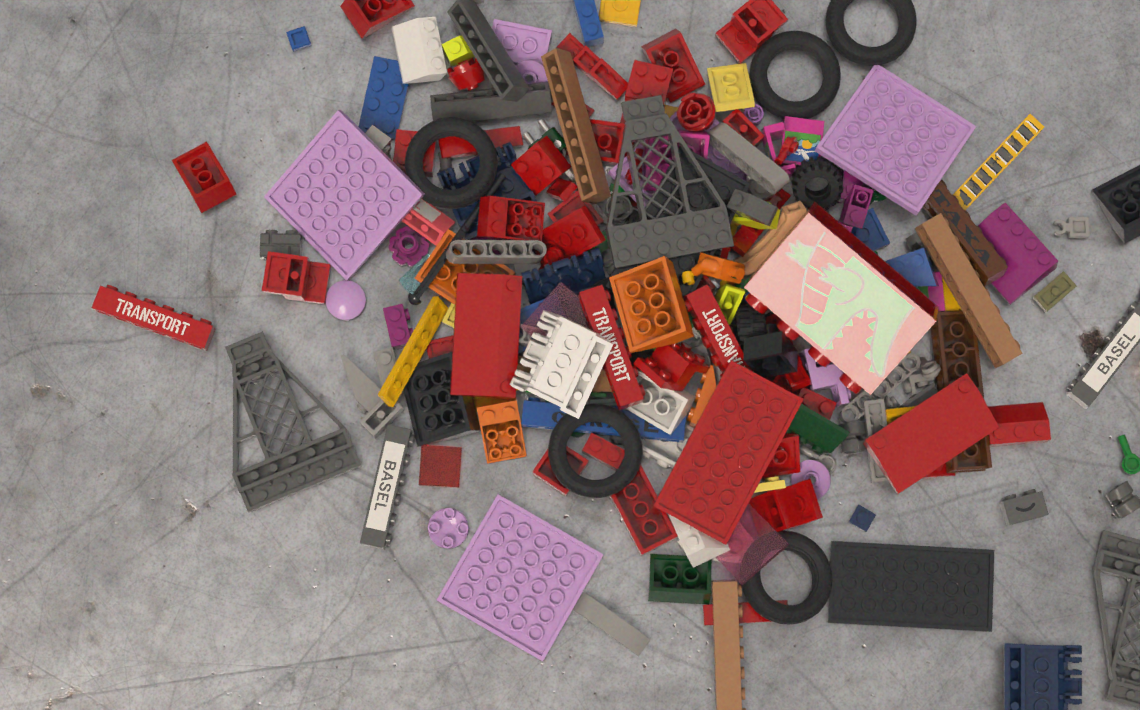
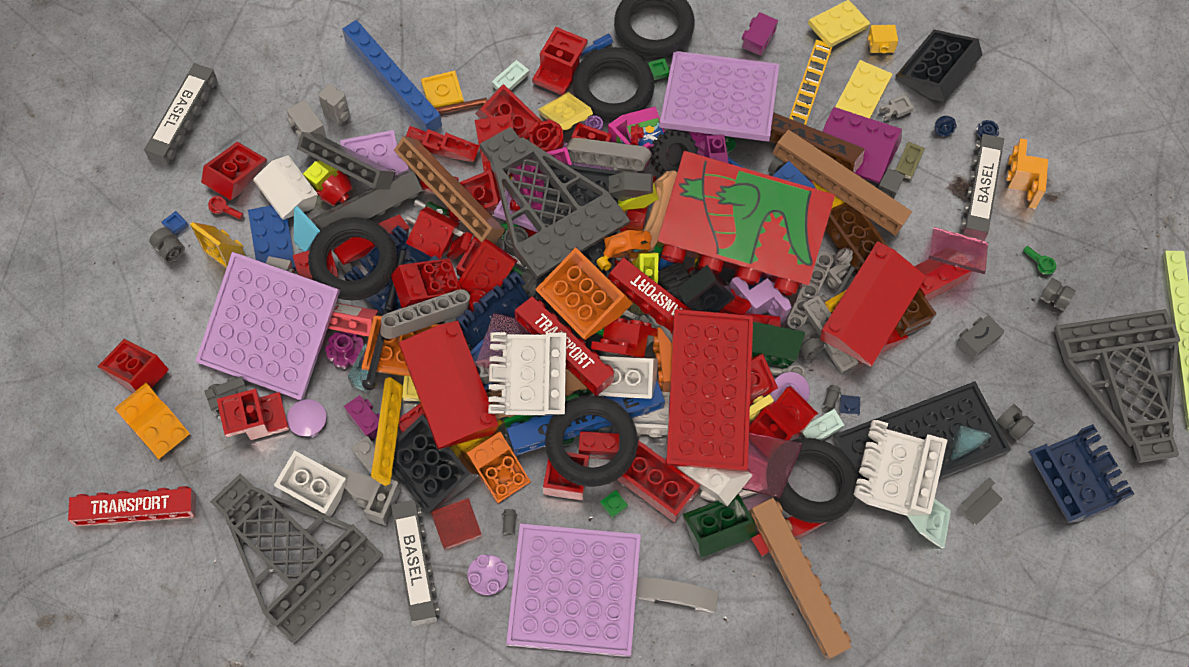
camera: 25 degrees left, 15 degrees down
(201, 242) = (152, 421): none -> light orange bracket
(282, 61) = (167, 244): none -> dark grey wheel
(322, 372) = (311, 483): none -> white slope
(332, 85) = (216, 242): none -> yellow slope
(347, 38) = (219, 205): none -> red plate
(417, 110) = (304, 230): none -> medium azure slope
(489, 487) = (509, 522): none -> dark grey pin
(593, 513) = (614, 504): none -> green plate
(631, 30) = (460, 106): none -> copper bar
(695, 20) = (511, 76): none -> light aqua plate
(804, 19) = (599, 43): none -> blue axle
(825, 529) = (824, 426): none -> light aqua plate
(848, 503) = (831, 398): none -> dark grey pin
(850, 76) = (659, 68): none -> green plate
(872, 606) = (900, 471): none -> white slope
(878, 664) = (934, 525): none -> light aqua slope
(936, 667) = (980, 502): none -> dark grey panel
(952, 606) = (968, 440): none -> clear light blue slope
(973, 83) = (759, 34): none -> magenta brick
(1010, 615) = (1012, 415): none -> dark grey wheel
(1021, 309) = (891, 182): none -> dark grey brick
(1047, 194) = (864, 89): none -> light yellow plate
(1048, 412) = (958, 250): none -> clear pink piece
(1063, 105) = (839, 23): none -> light yellow plate
(1098, 144) = (882, 37): none -> yellow head
(1111, 270) = (943, 130): none -> dark blue plate

